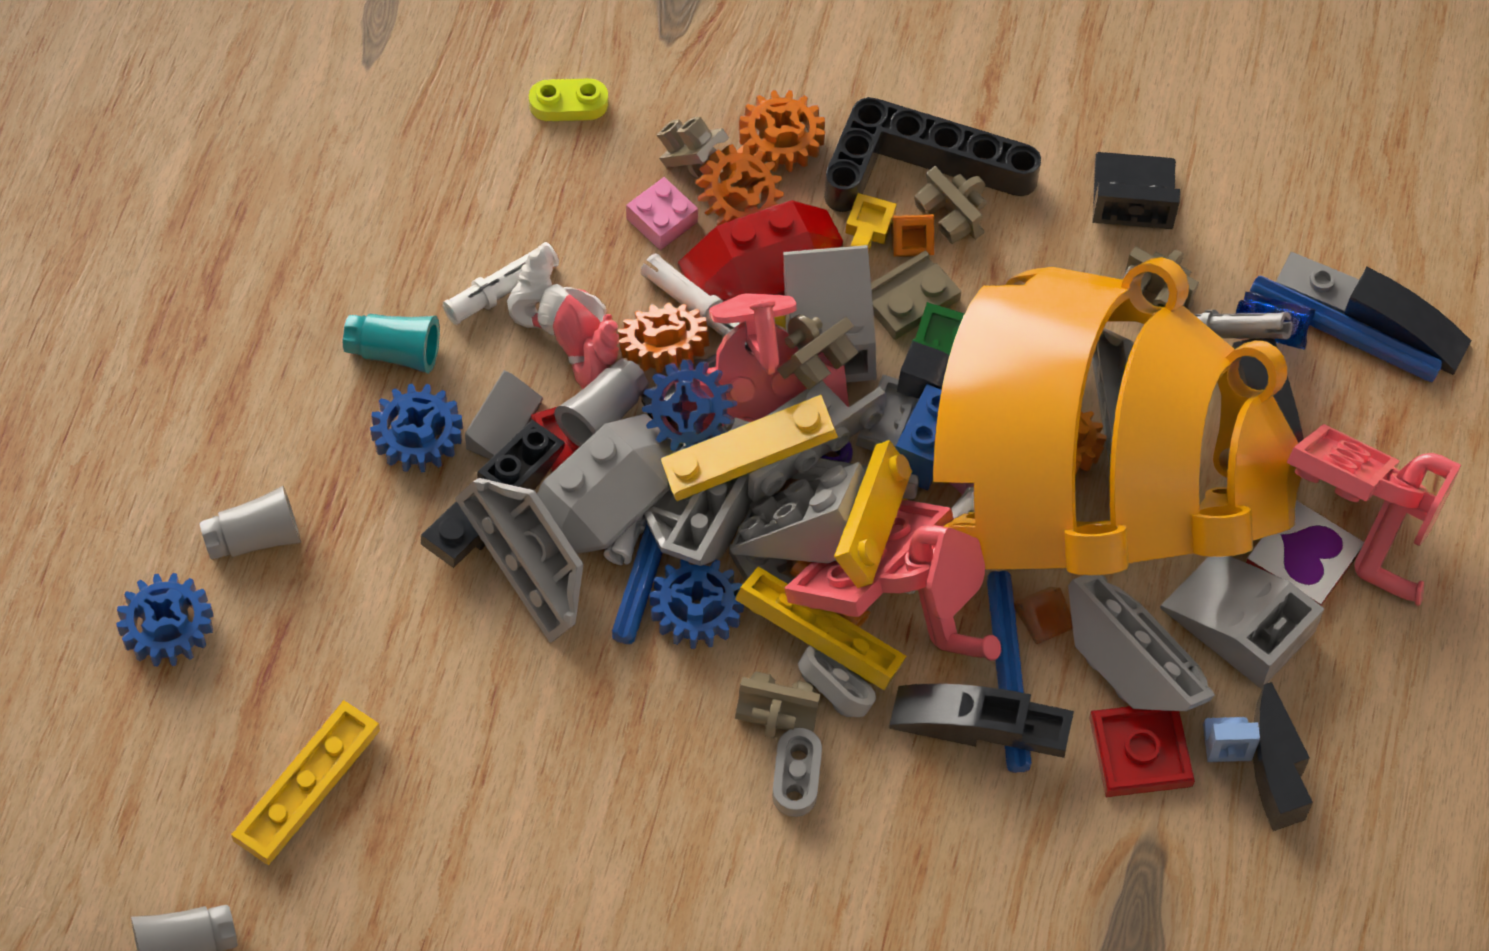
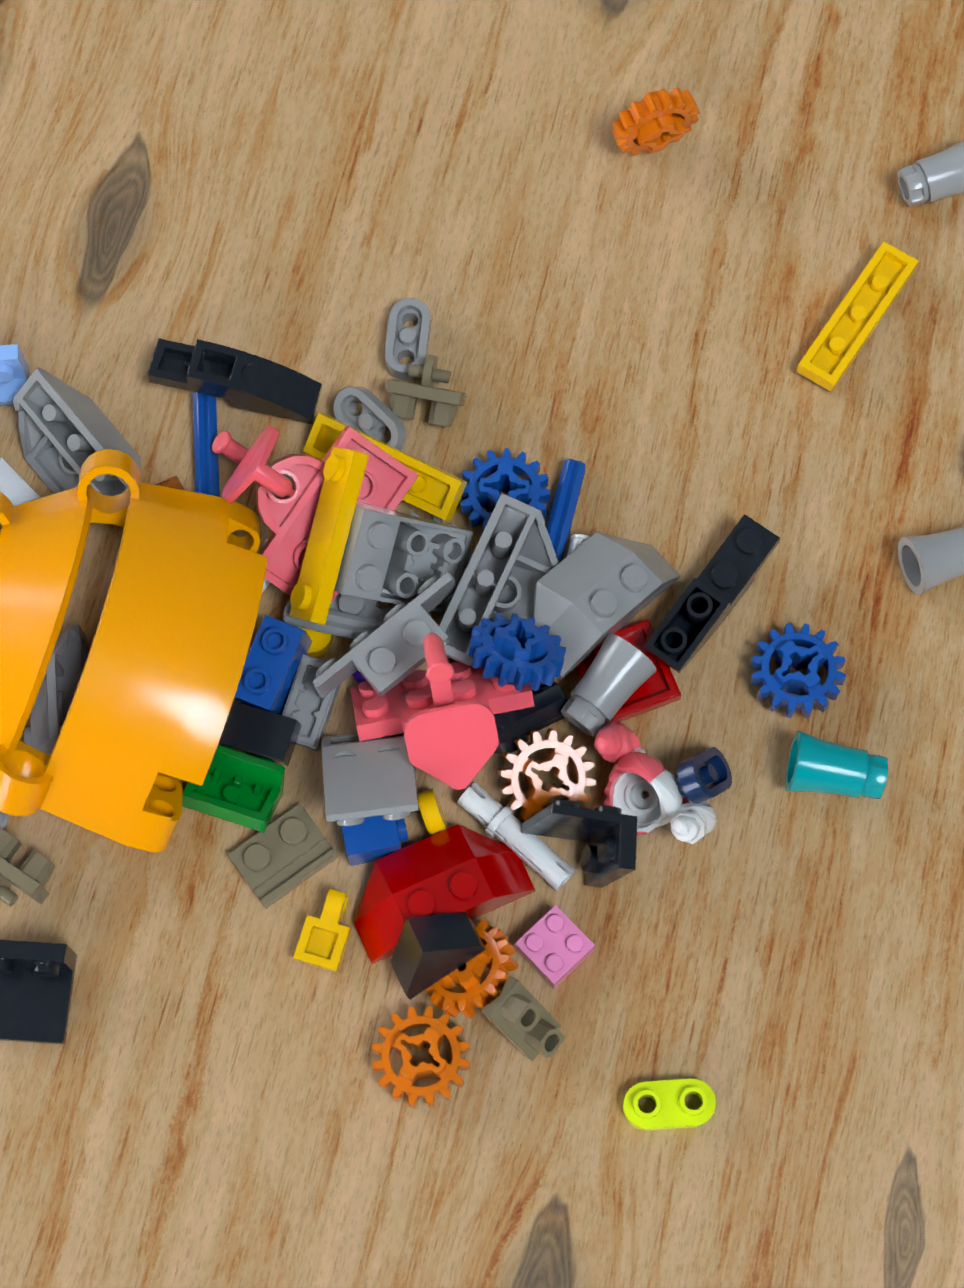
camera: 175 degrees left, 10 degrees up
(487, 291) = (741, 837): white pin -> none
(502, 415) = (708, 691): light grey slope -> none
(516, 327) = (703, 776): none -> dark blue plate
(528, 550) = (670, 523): light grey wedge -> none
(630, 277) = (608, 834): none -> black bracket
(749, 448) = (453, 600): yellow plate -> none
(766, 186) = (433, 949): none -> black slope
(805, 362) = (385, 708): dark tan hips -> none
(912, 235) = (276, 928): orange slope -> none
(924, 149) = (262, 1038): black beam -> none
(958, 201) = (219, 946): dark tan hips -> none
(1140, 750) = (95, 368): red tile -> none

